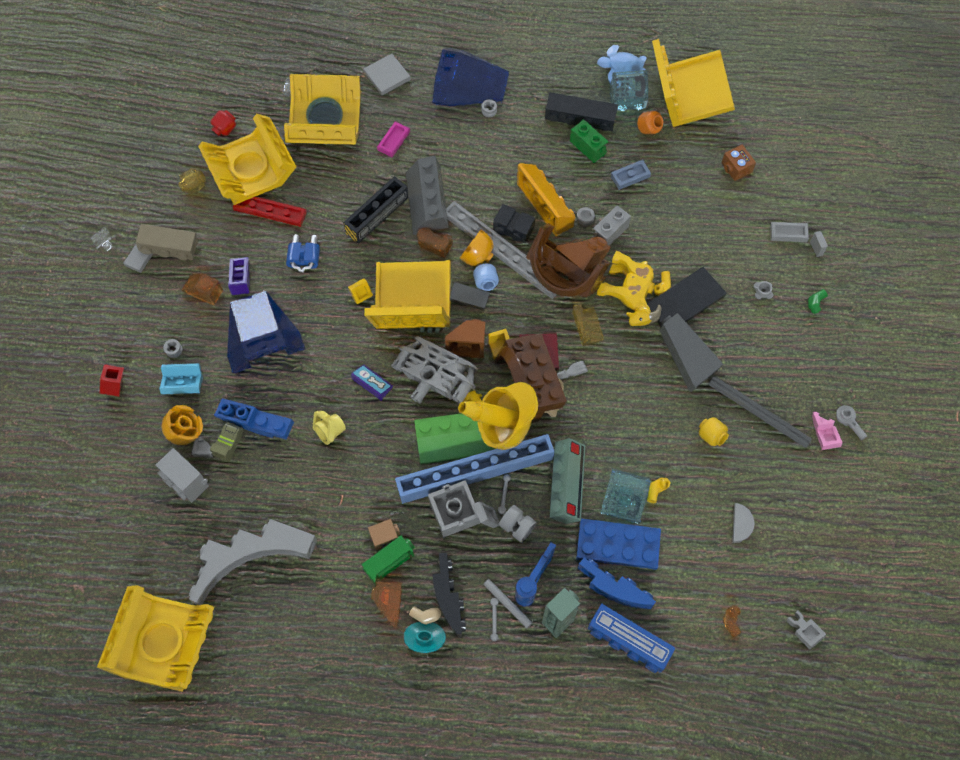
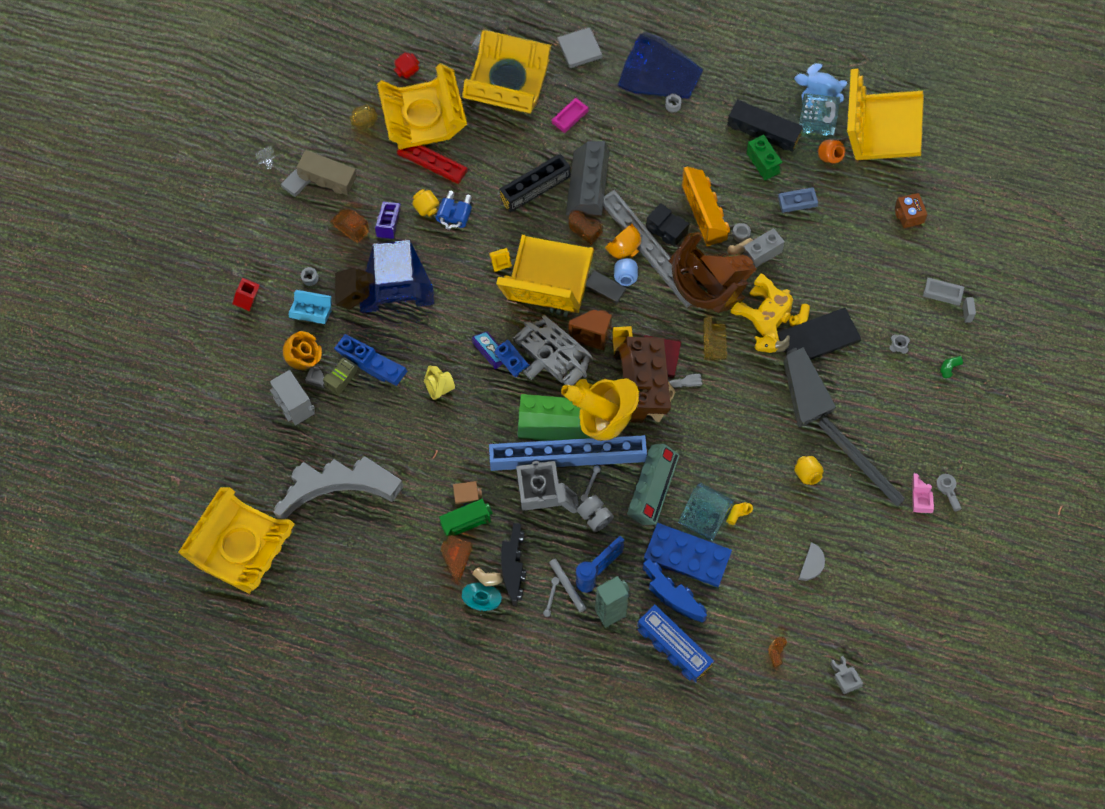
camera: 15 degrees right, 0 degrees up
(218, 350) = (352, 287): none -> dark brown torso
(273, 251) = (425, 203): none -> yellow head
(395, 386) = (511, 358): none -> blue hips
(588, 232) = (738, 249): none -> tan arm

